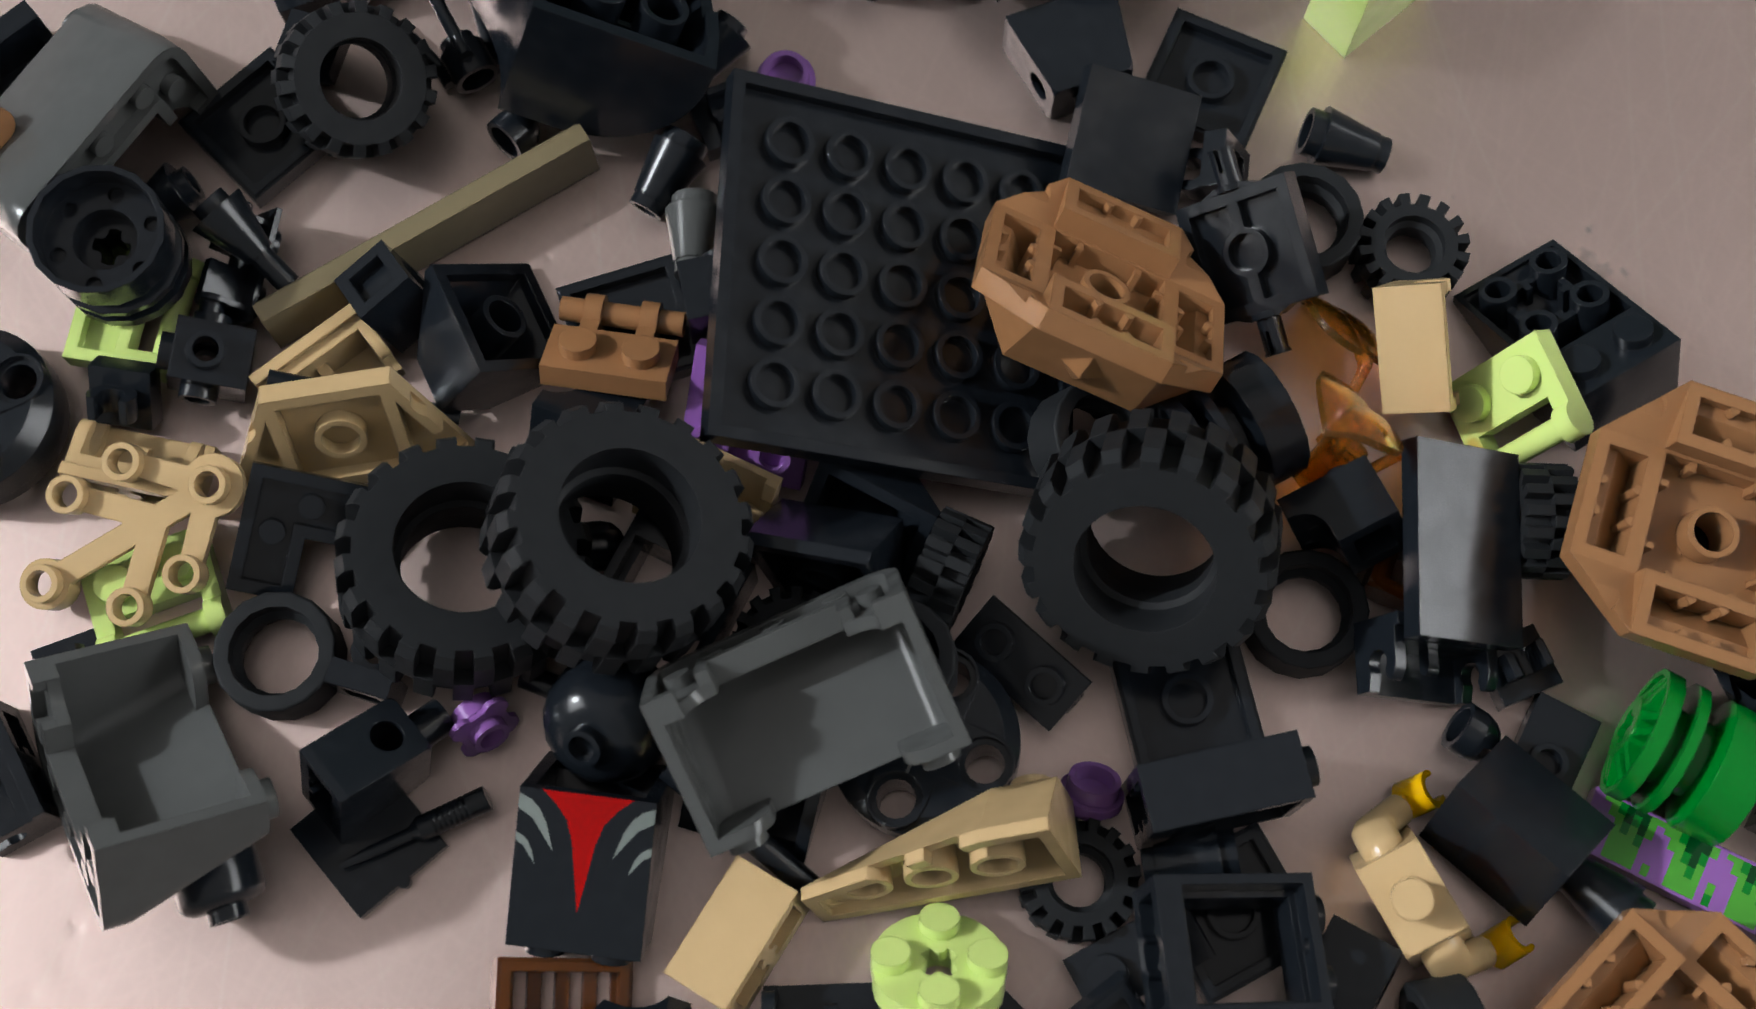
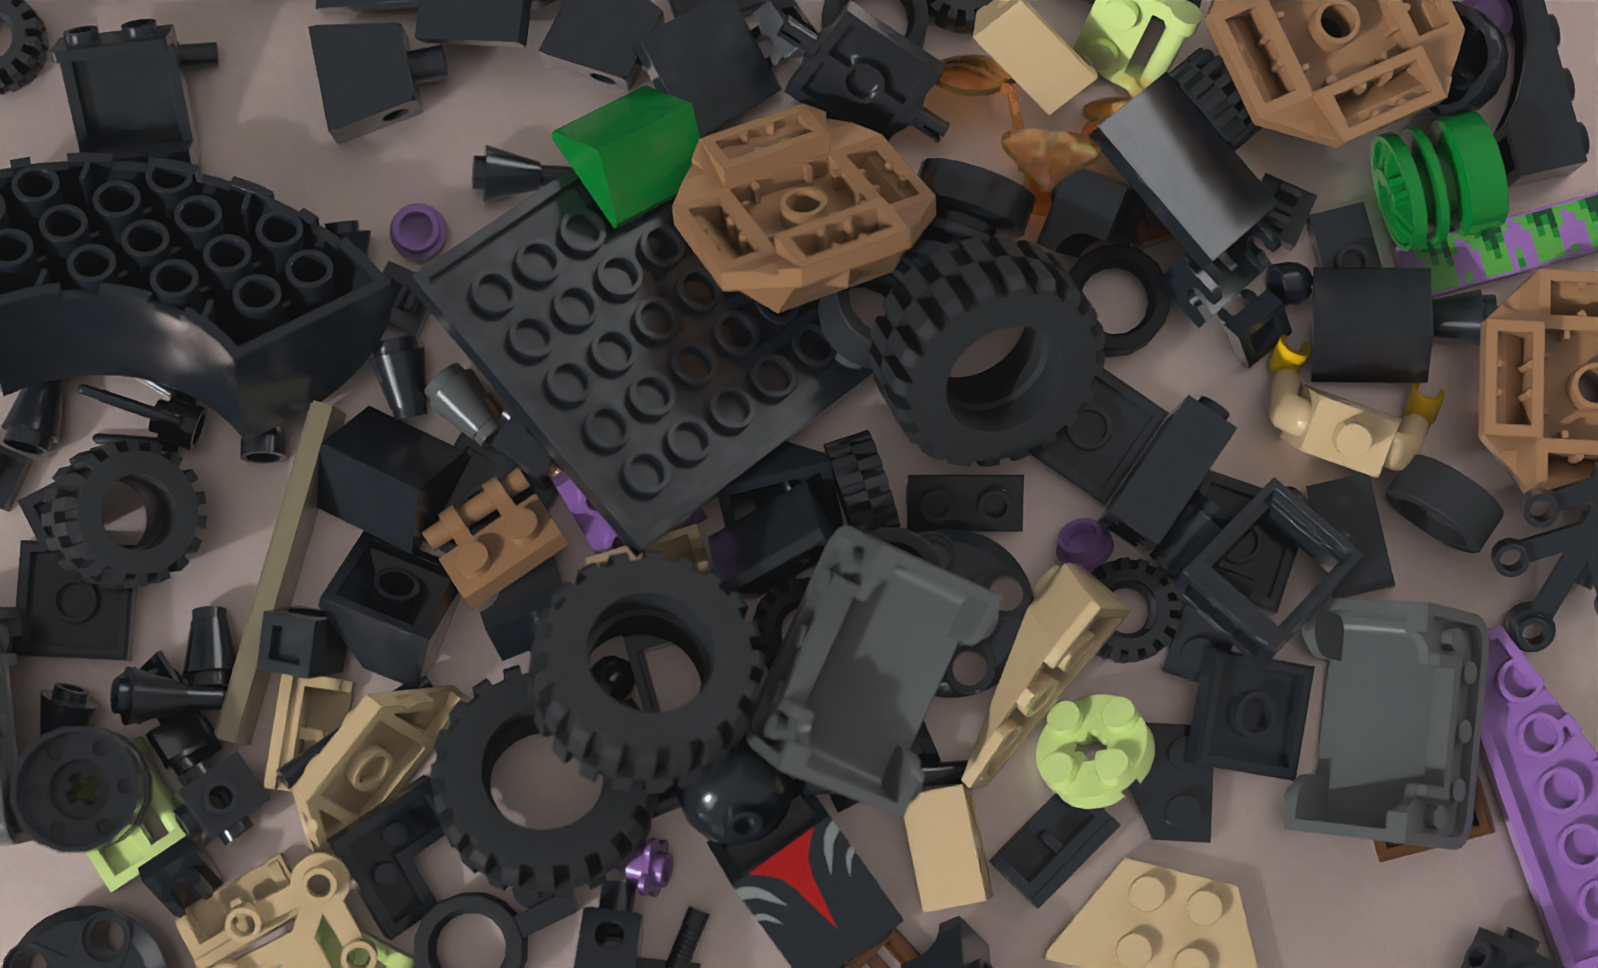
camera: 45 degrees left, 10 degrees up
(321, 240) = (209, 648): none -> black cone
(579, 233) = (386, 477): none -> black slope
(891, 84) = (509, 174): none -> black cone
(1003, 145) = (632, 151): none -> green slope
(1410, 742) = (1257, 326): none -> black tile

